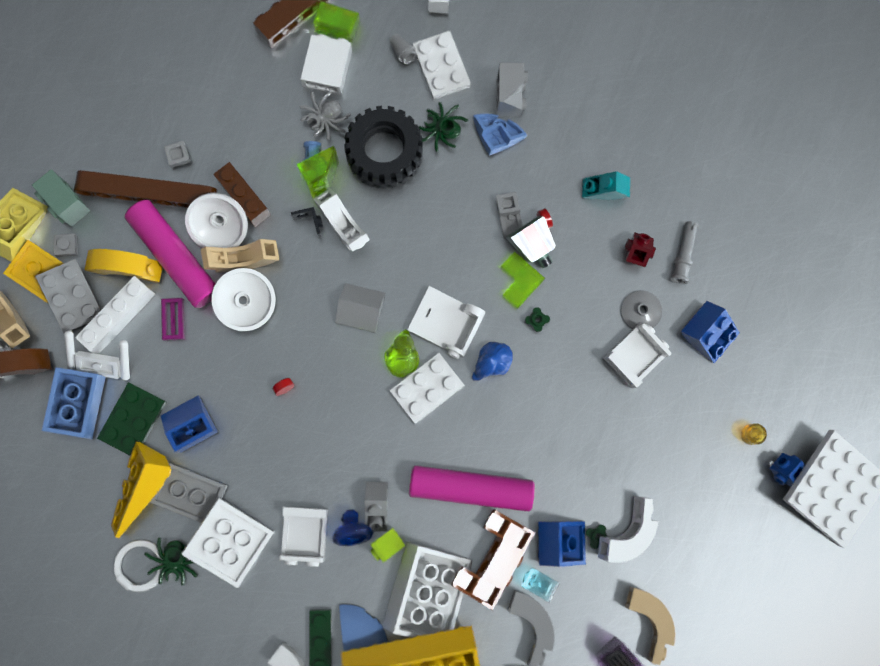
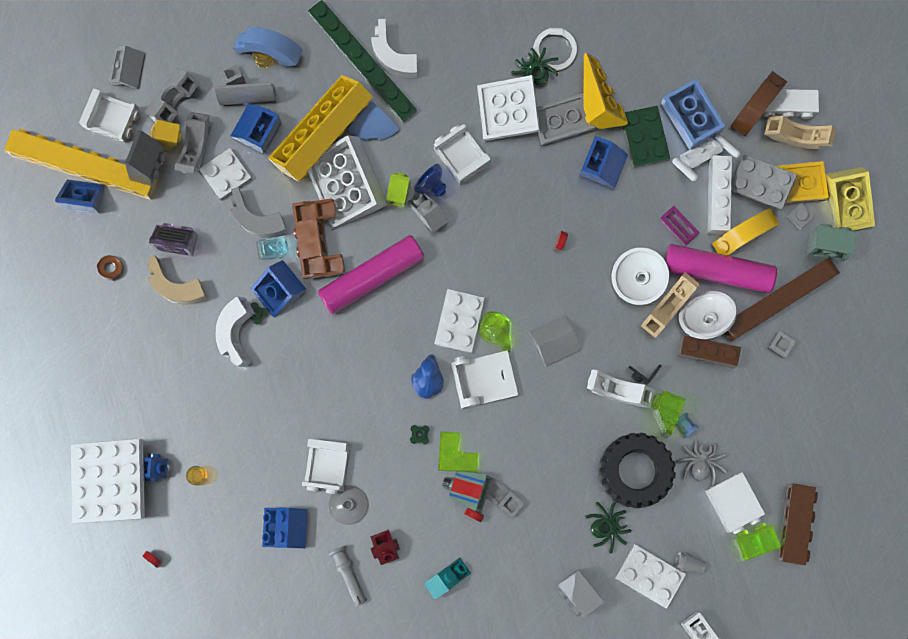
camera: 145 degrees right, 0 degrees up
(497, 133) = (563, 555): medium blue brick -> none
(842, 393) = (152, 559): none -> red tile

